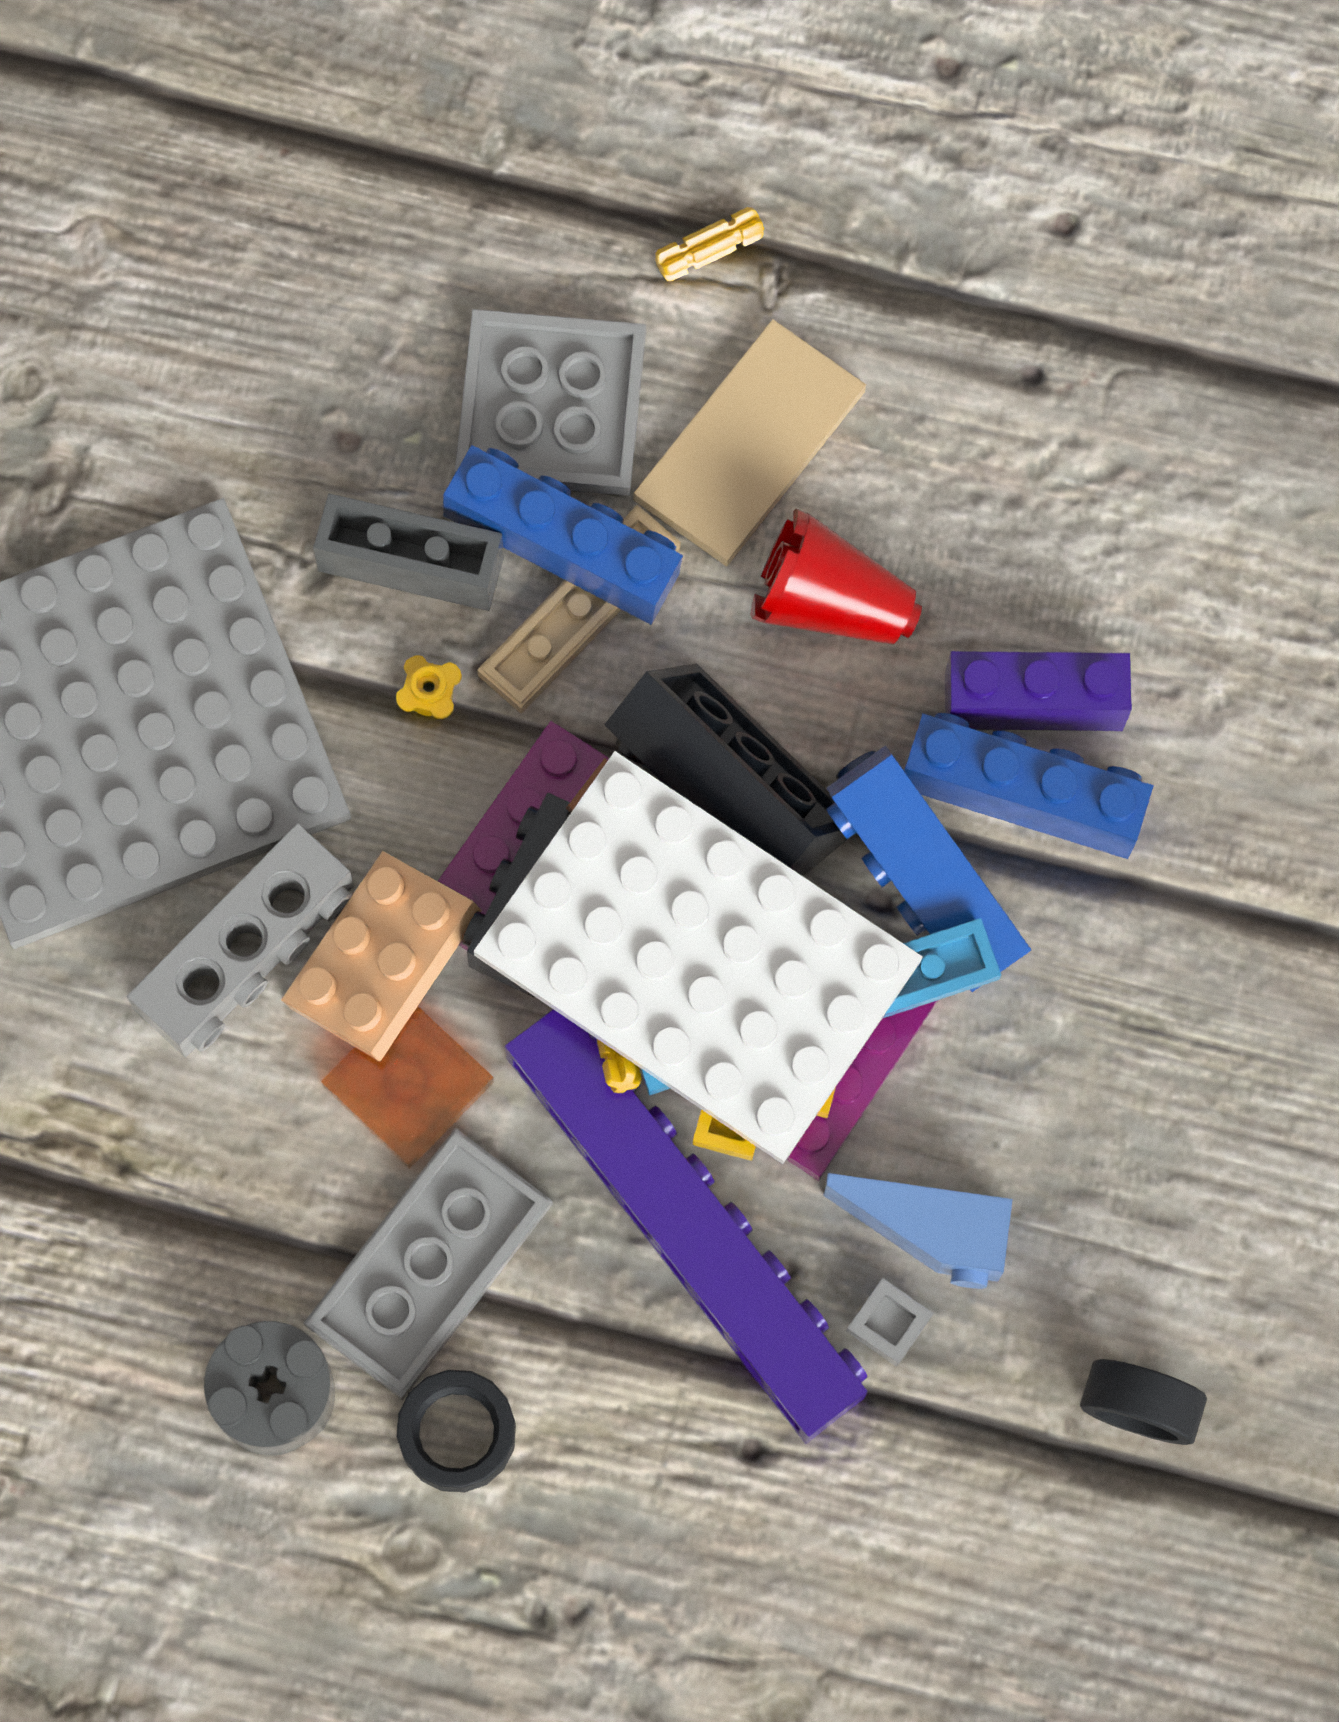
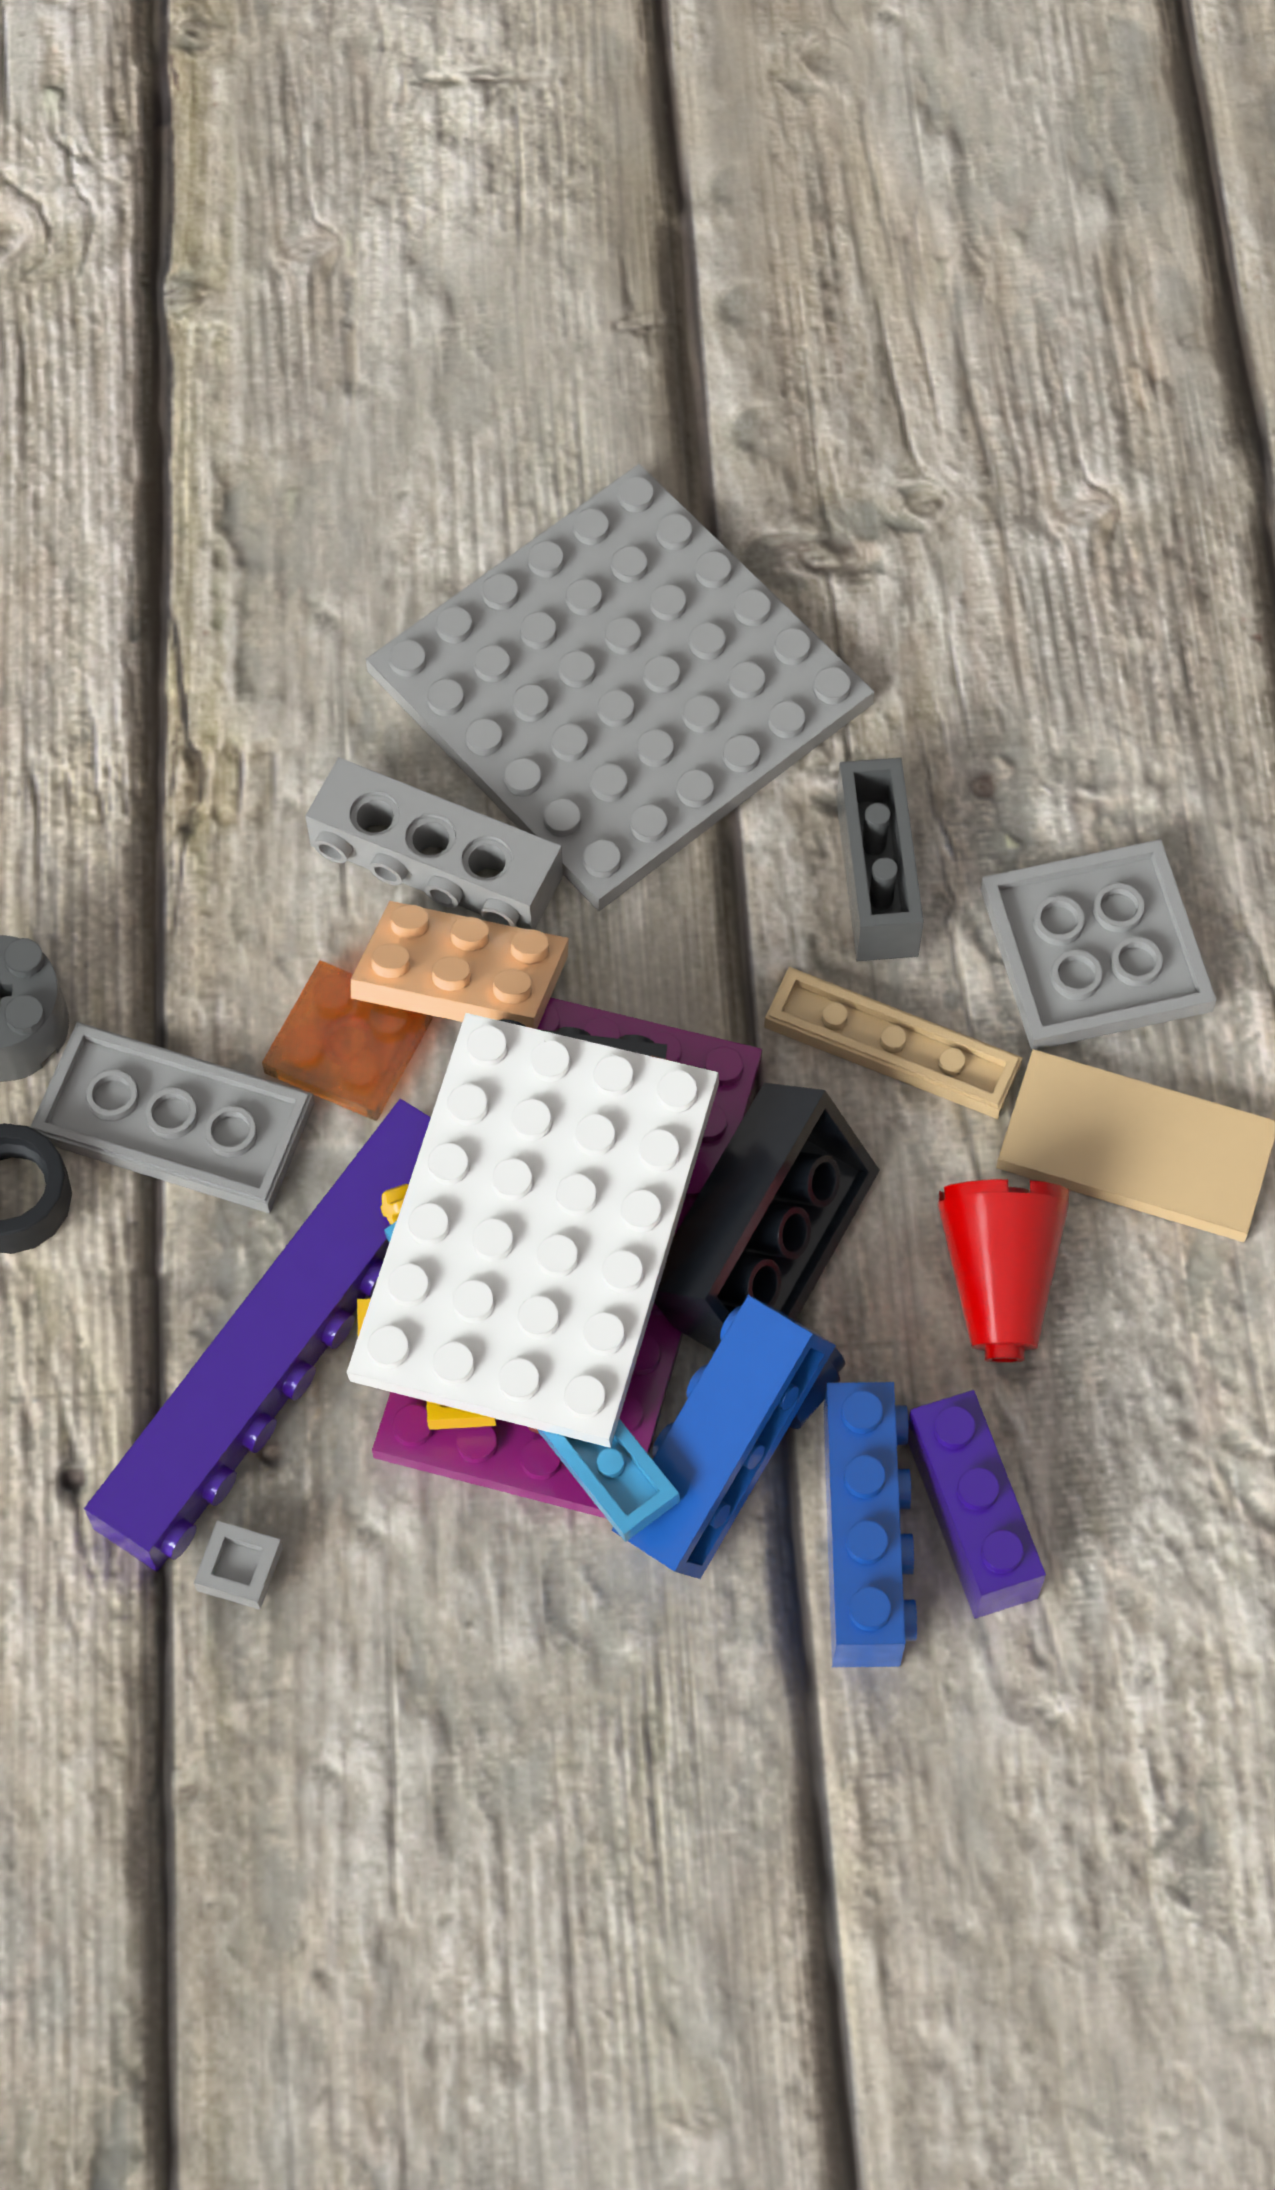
camera: 75 degrees right, 10 degrees down
(434, 703) = (754, 946): yellow plate -> none
(563, 534) = (948, 984): blue brick -> none
(939, 1227) = (350, 1580): medium blue slope -> none
(1143, 1401) = (219, 1842): black tyre -> none

